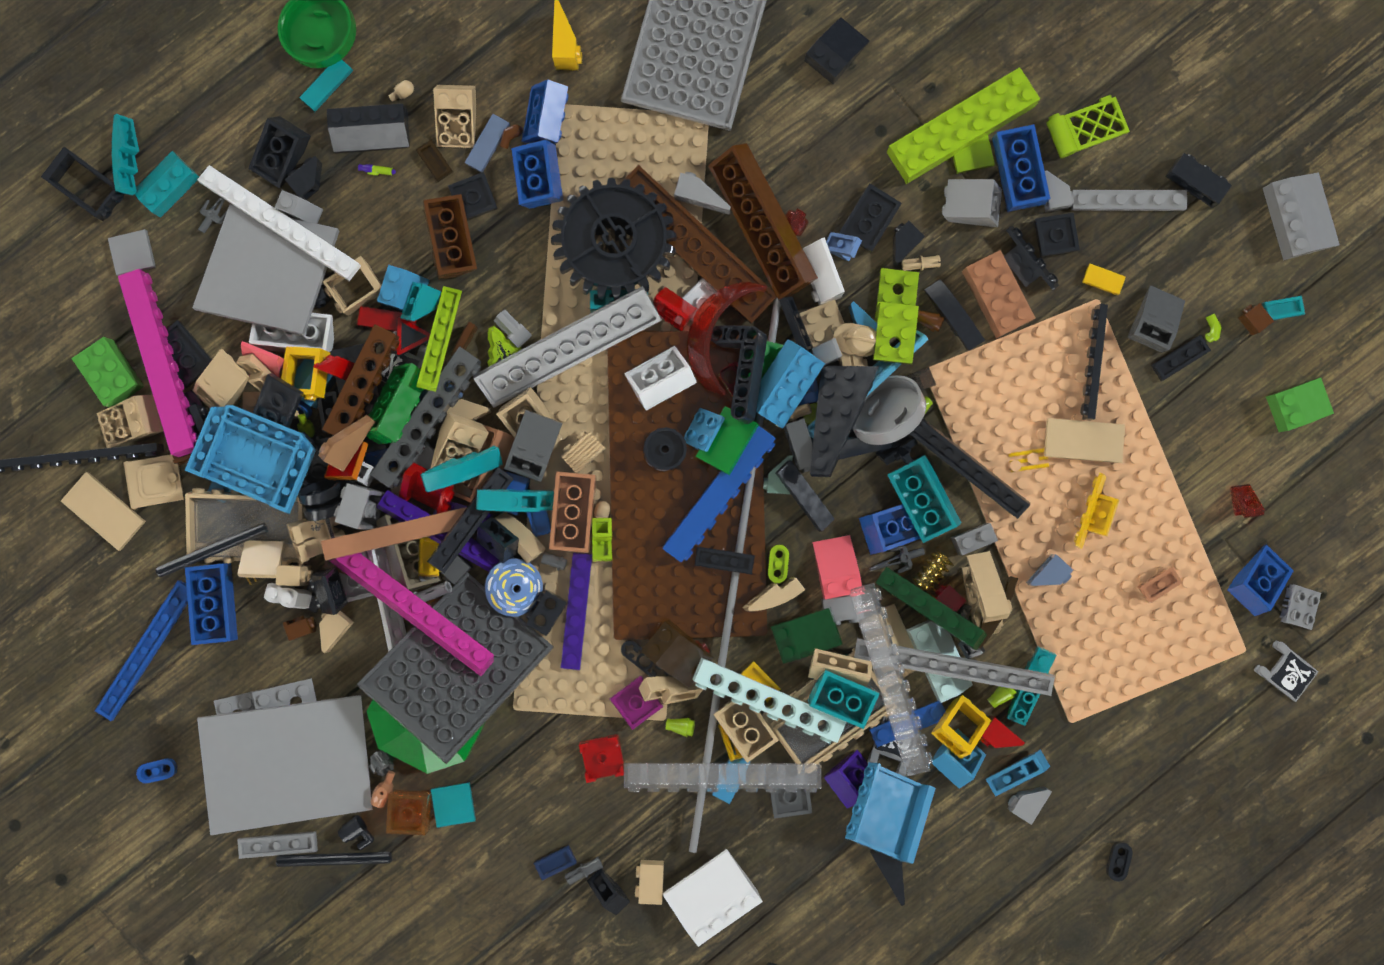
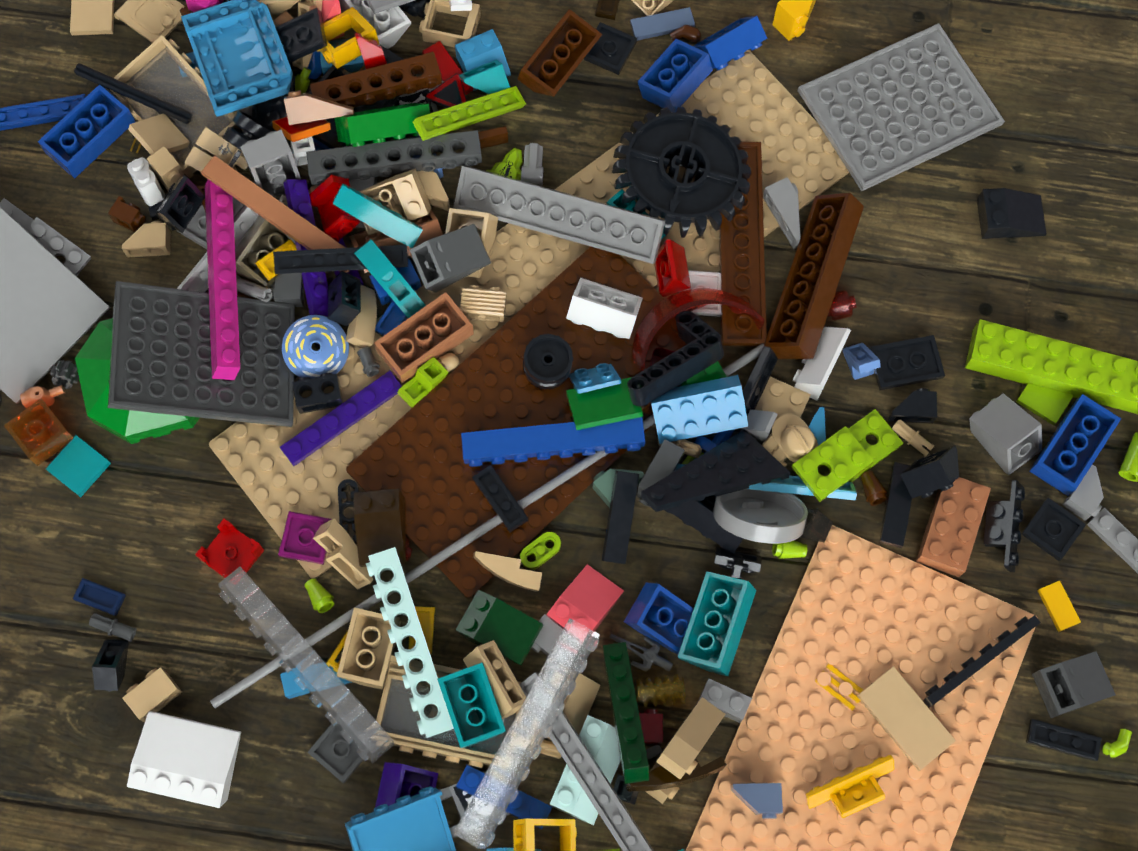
camera: 45 degrees right, 15 degrees down
(957, 276) = (932, 473): none -> black slope
(970, 468) = (781, 632): black plate -> none

